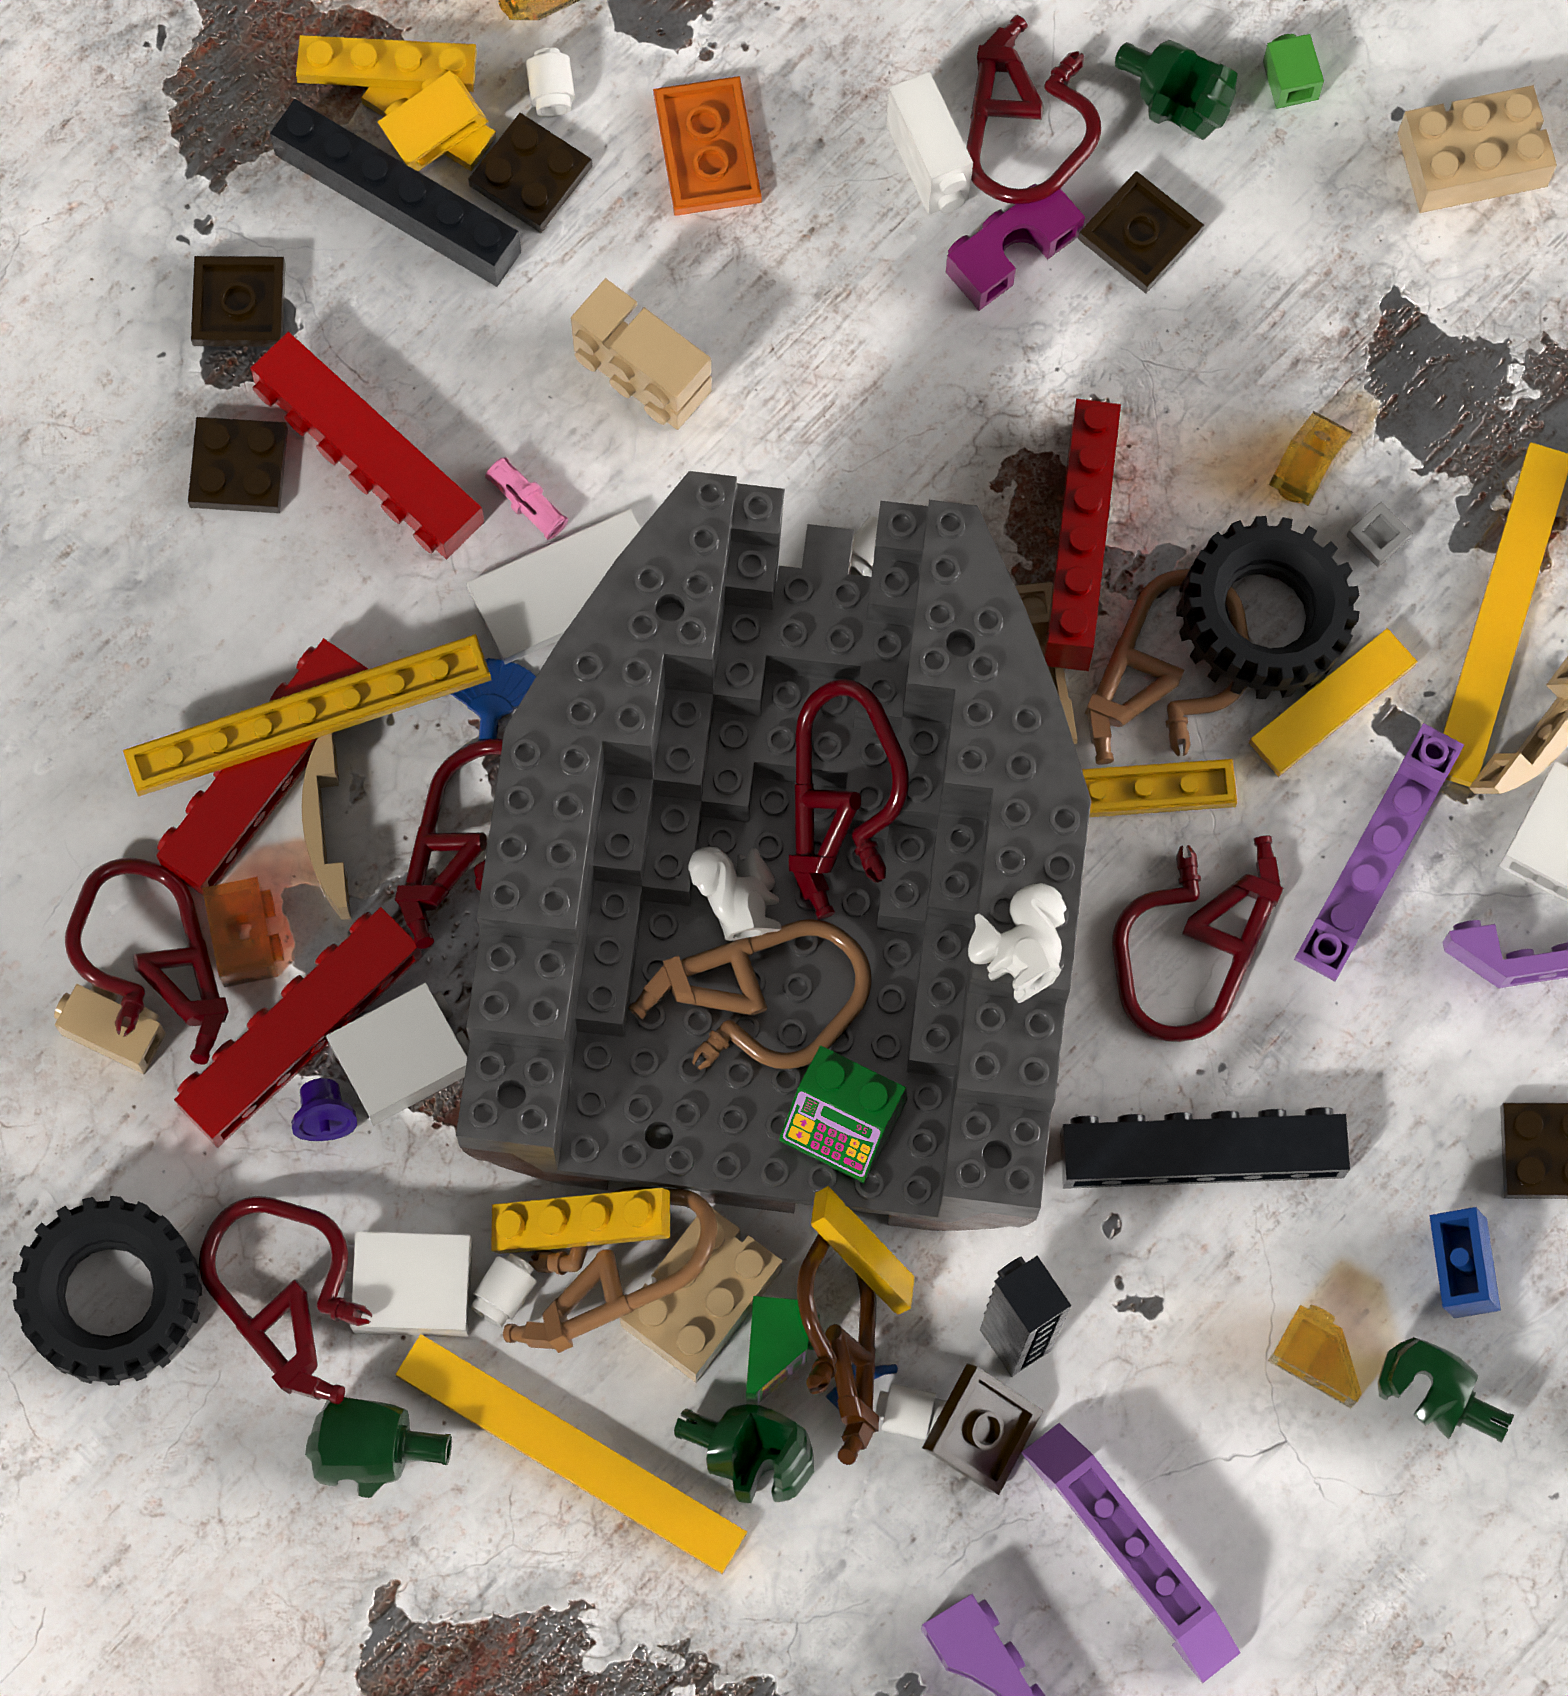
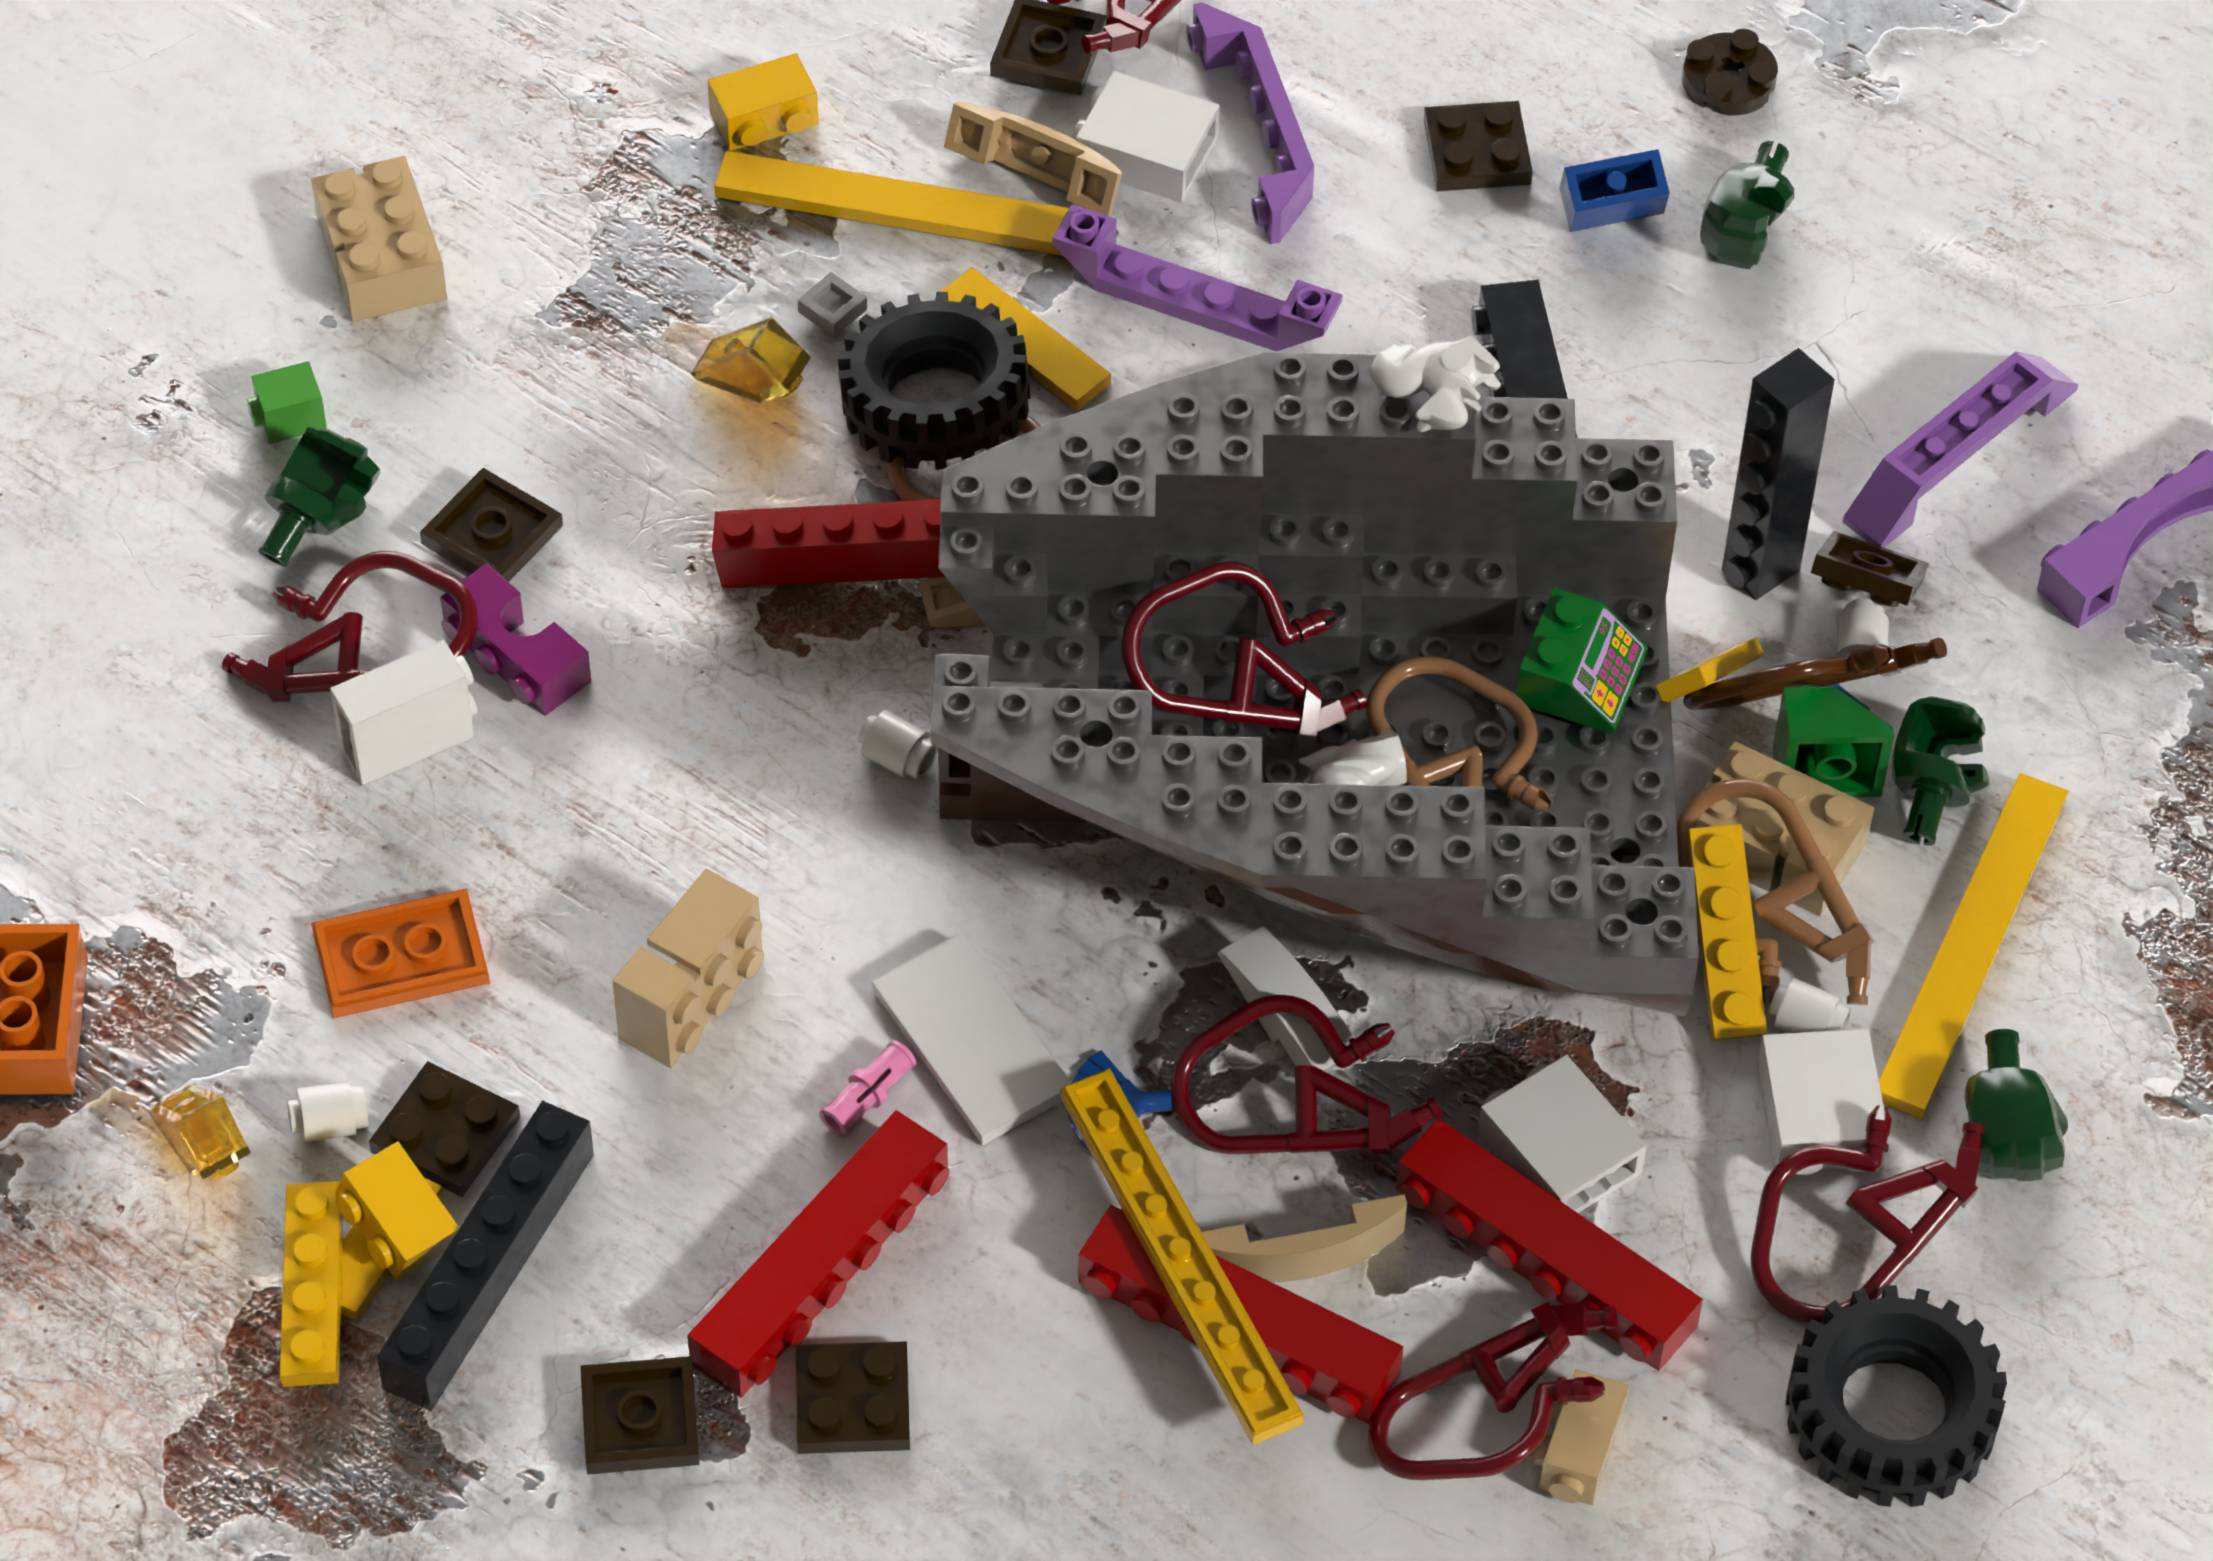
camera: 95 degrees left, 20 degrees down
(227, 909) = (1443, 1313): clear orange brick -> none
(323, 1112) = (1641, 1205): dark purple piece -> none
(1318, 1354) = (1727, 309): clear yellow slope -> none

